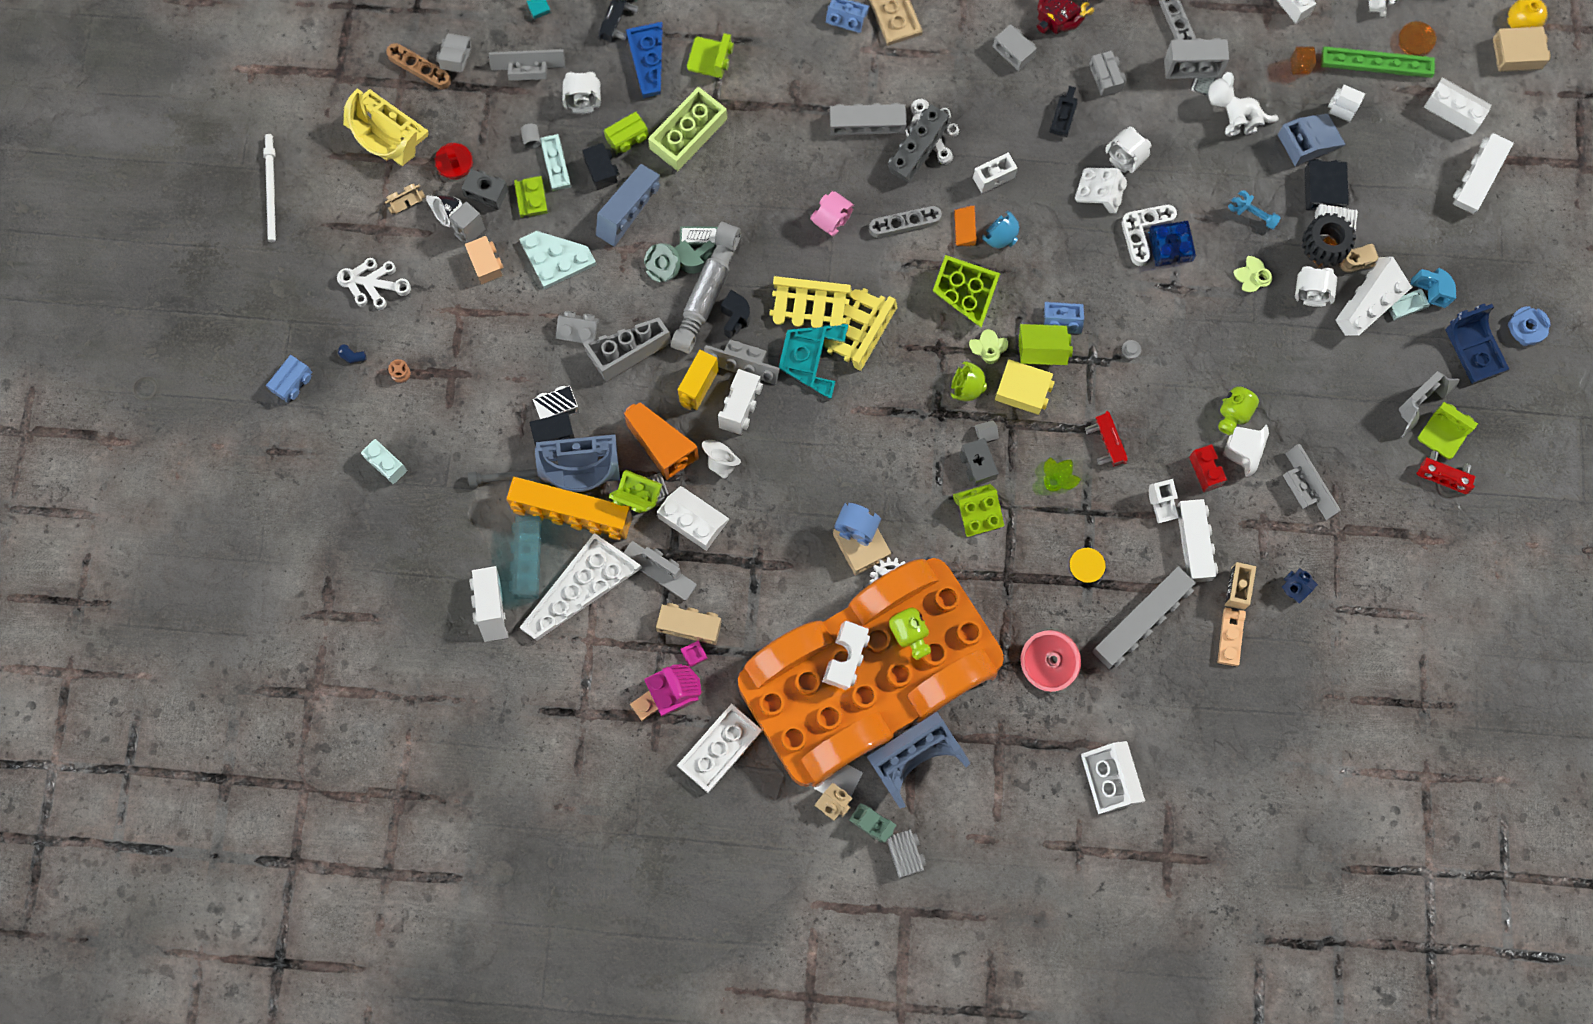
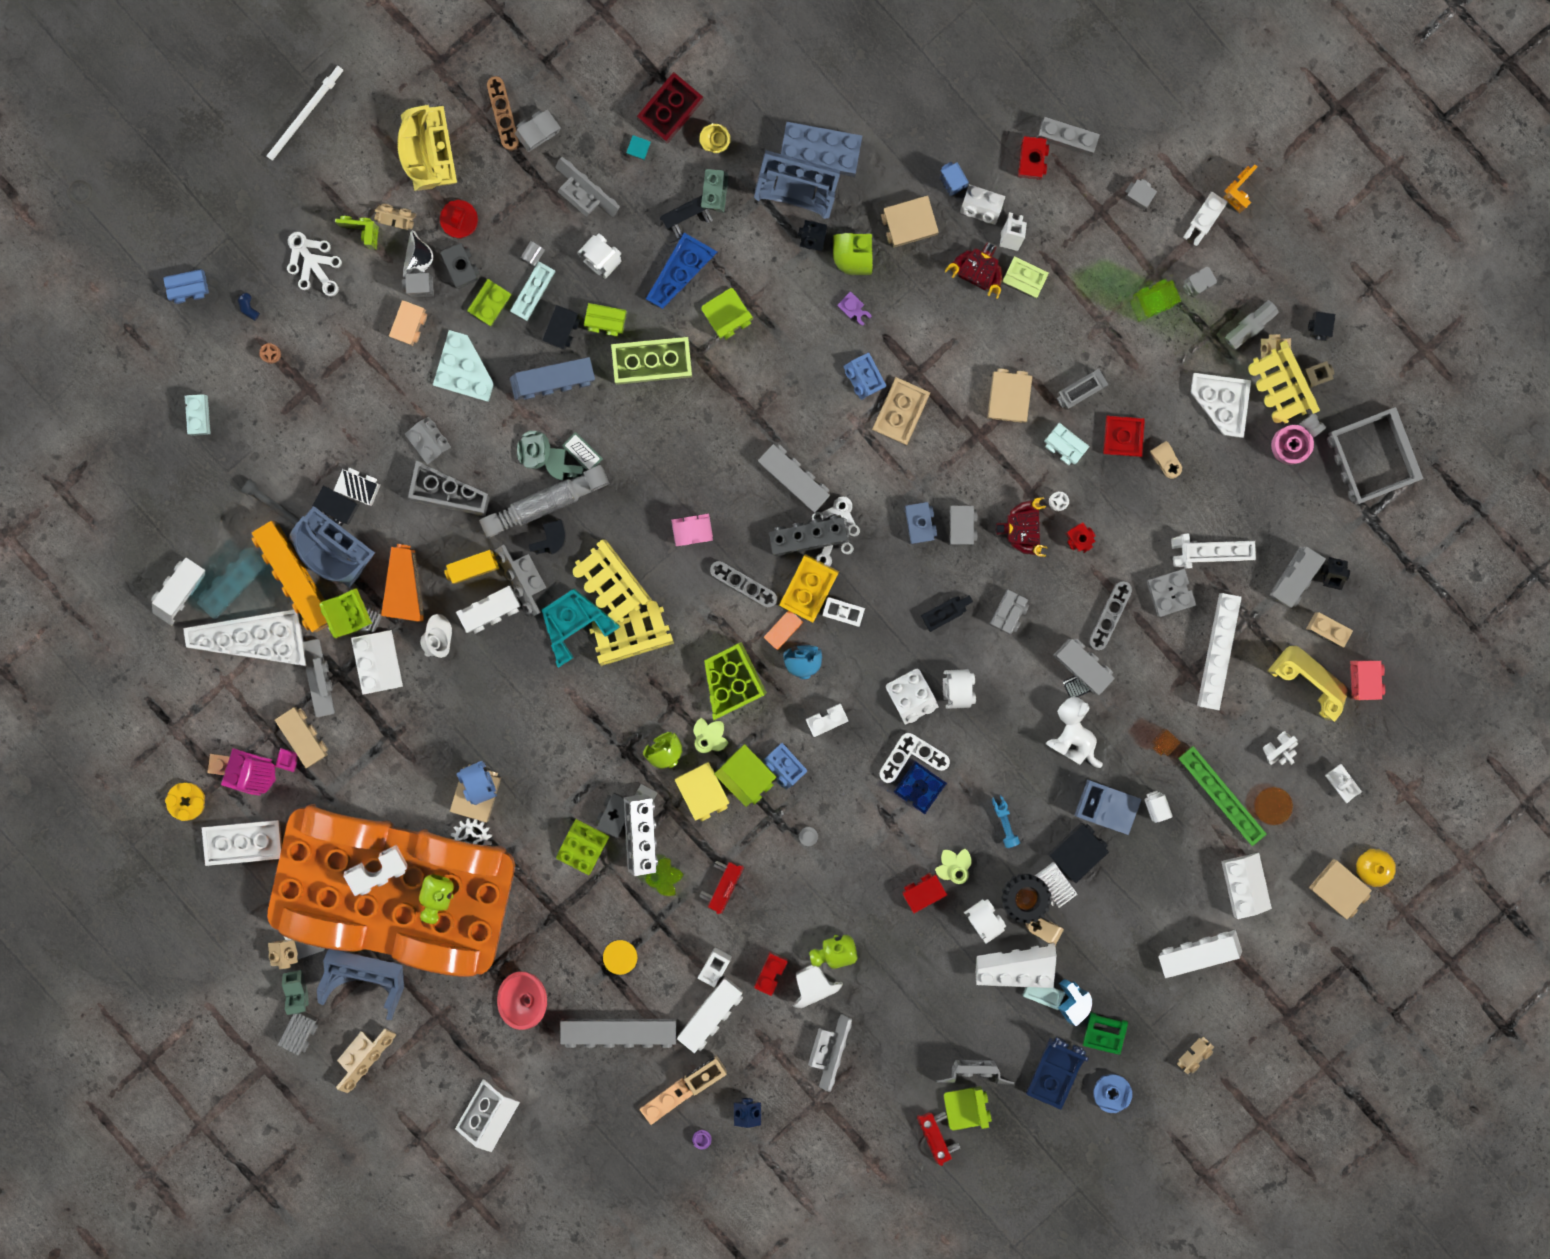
camera: 50 degrees right, 15 degrees up
(384, 220) = (368, 235): none -> lime bracket
(652, 768) = (196, 801): none -> yellow plate
(954, 179) = (809, 588): none -> yellow plate
(971, 825) = (361, 1056): none -> tan bracket
(984, 71) = (920, 523): none -> sand blue brick
(1012, 455) = (640, 834): none -> brick
(1060, 256) = (834, 718): none -> white brick
(1252, 311) = (924, 892): none -> red brick
(1286, 640) = (701, 1139): none -> medium lavender plate
(1483, 294) = (1102, 1039): none -> green plate
(1554, 254) = (1201, 1051): none -> tan hinge

